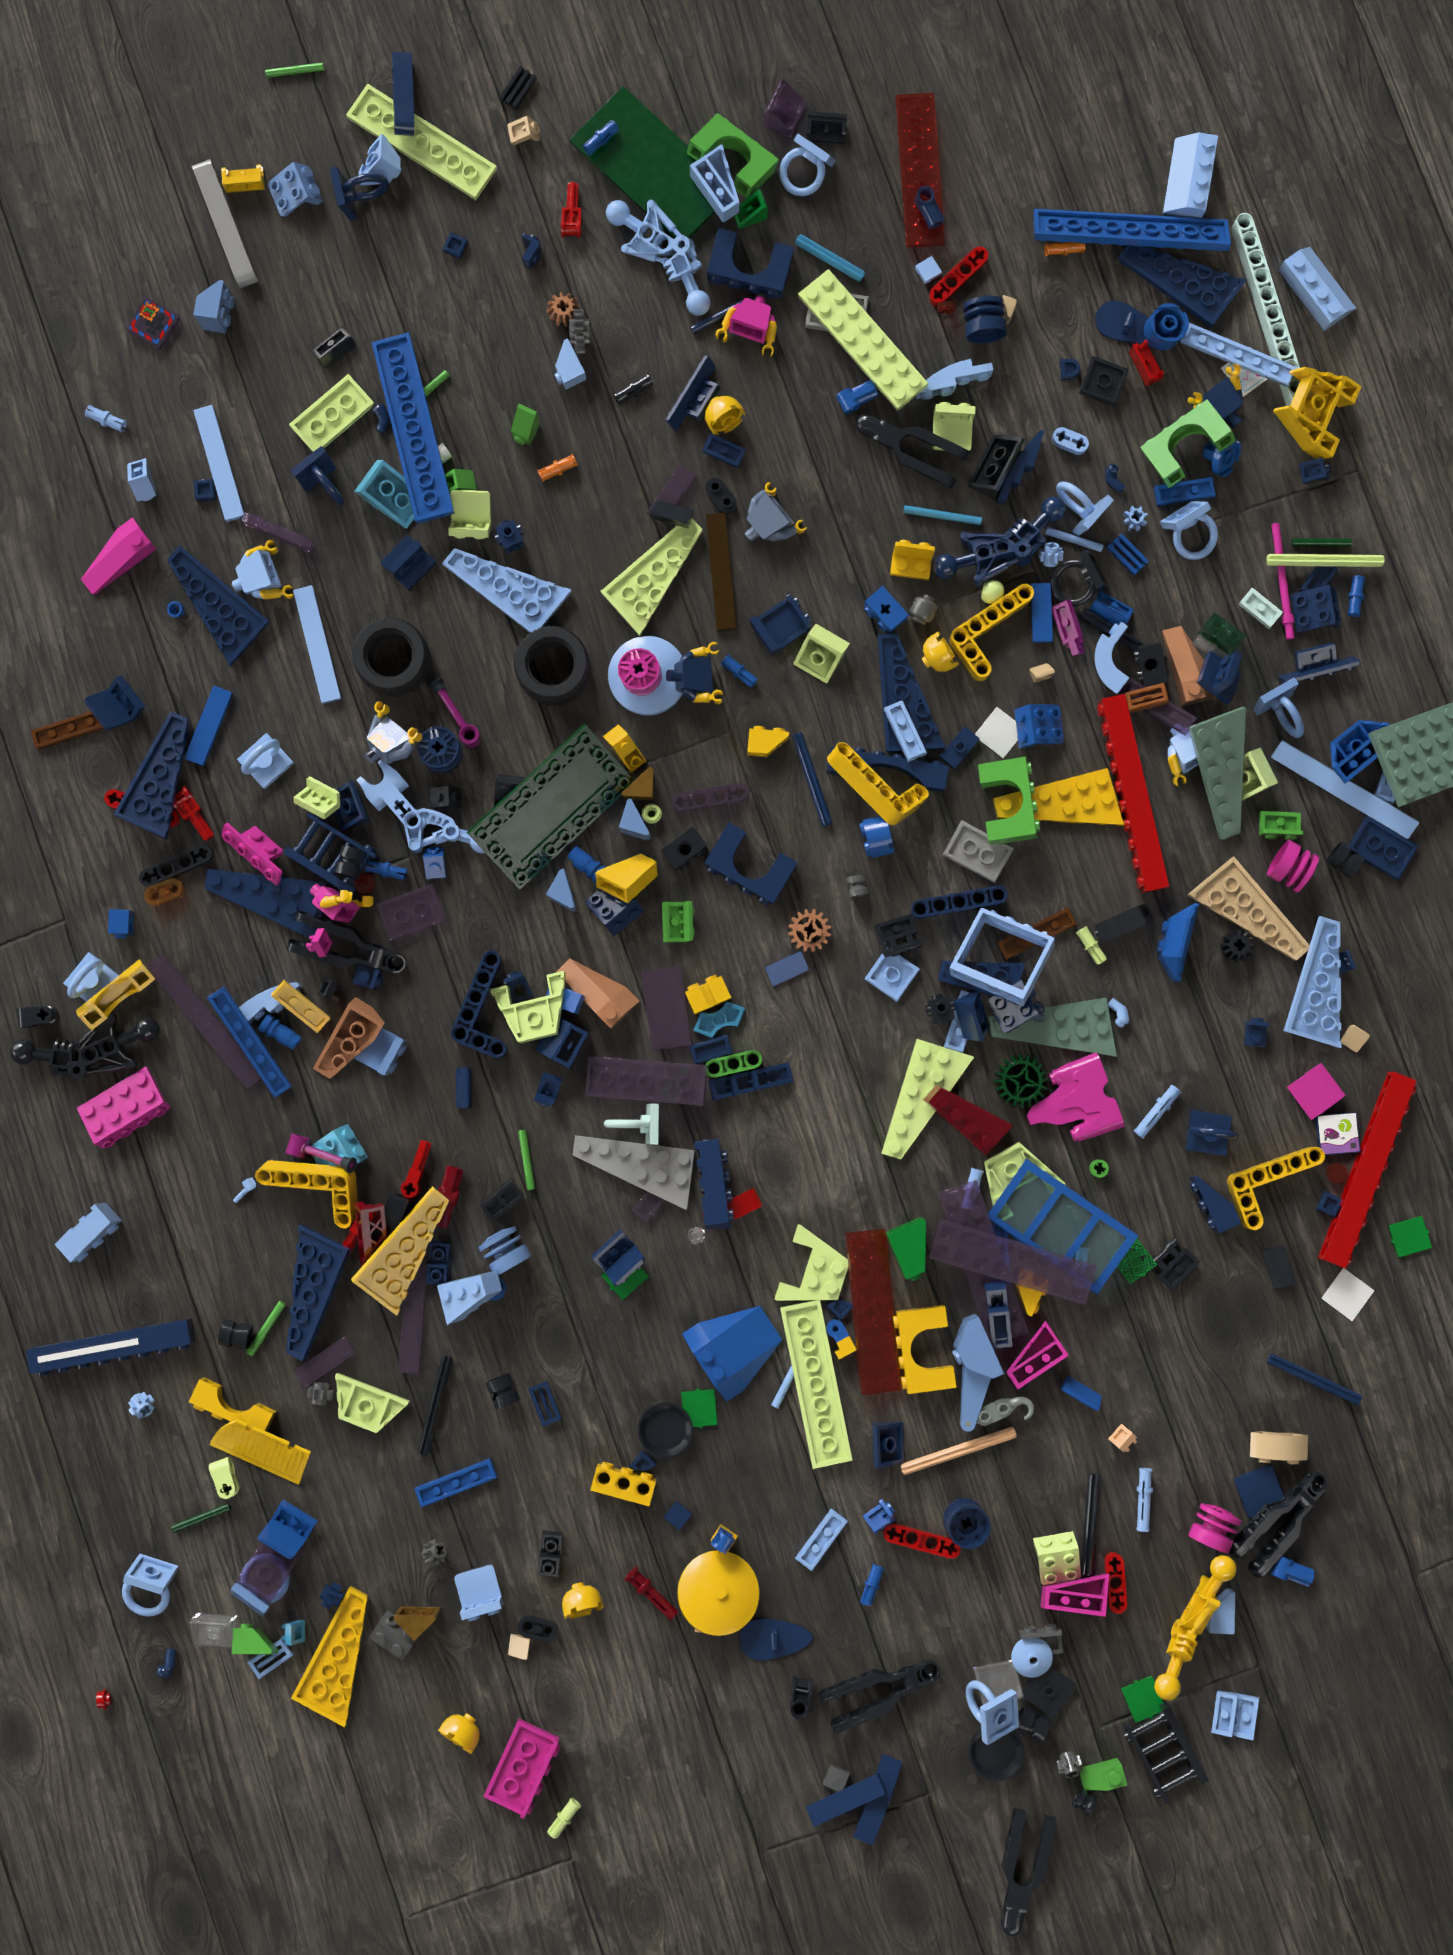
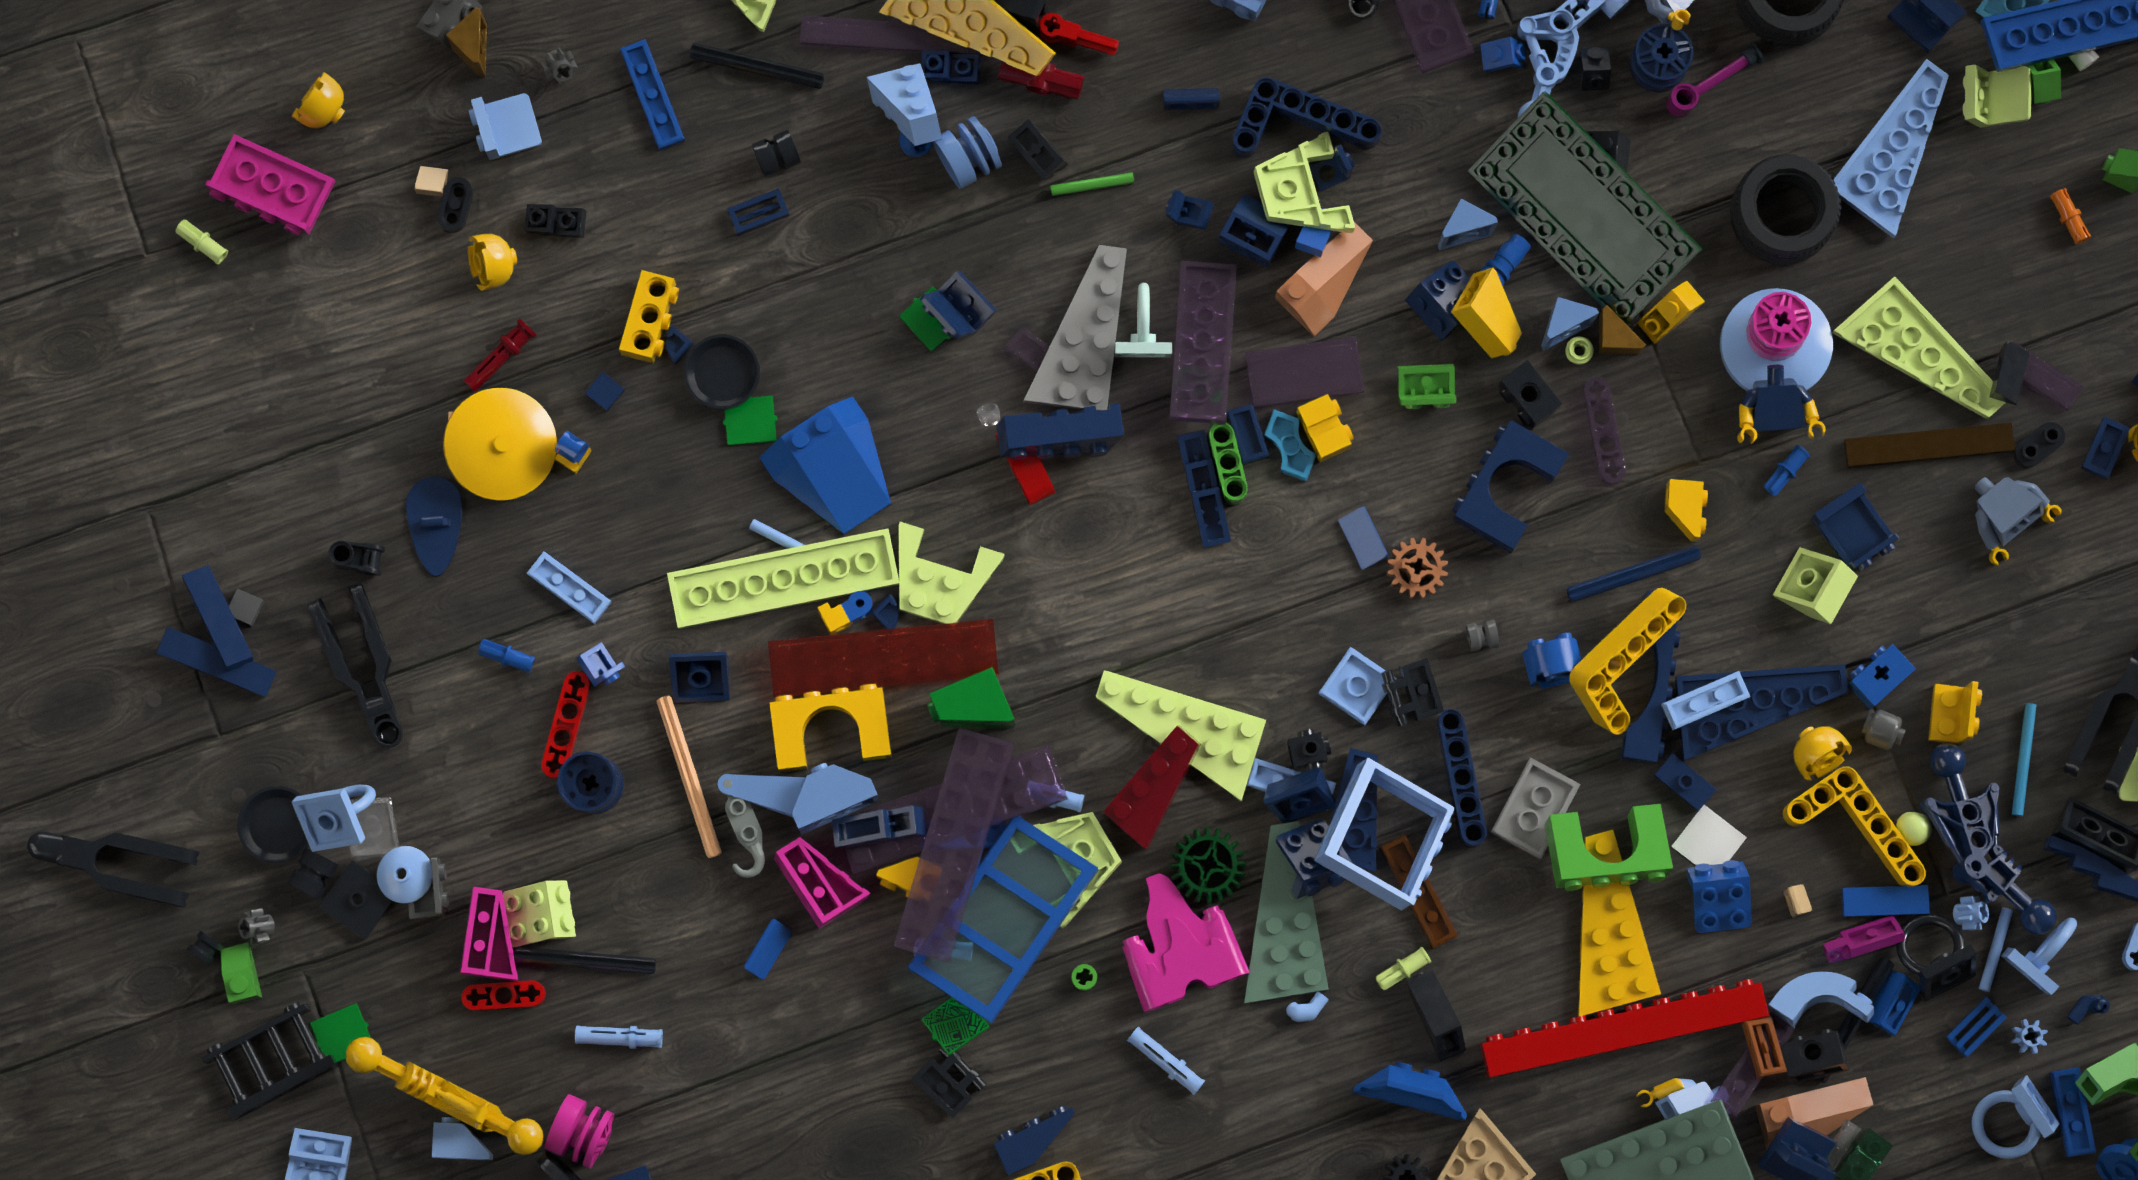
camera: 90 degrees right, 5 degrees down
(509, 535) = (1969, 149): dark blue brick -> none
(1123, 1438) = (704, 1005): light nougat tile -> none
(1209, 1133) = (1136, 1135): dark blue tile -> none

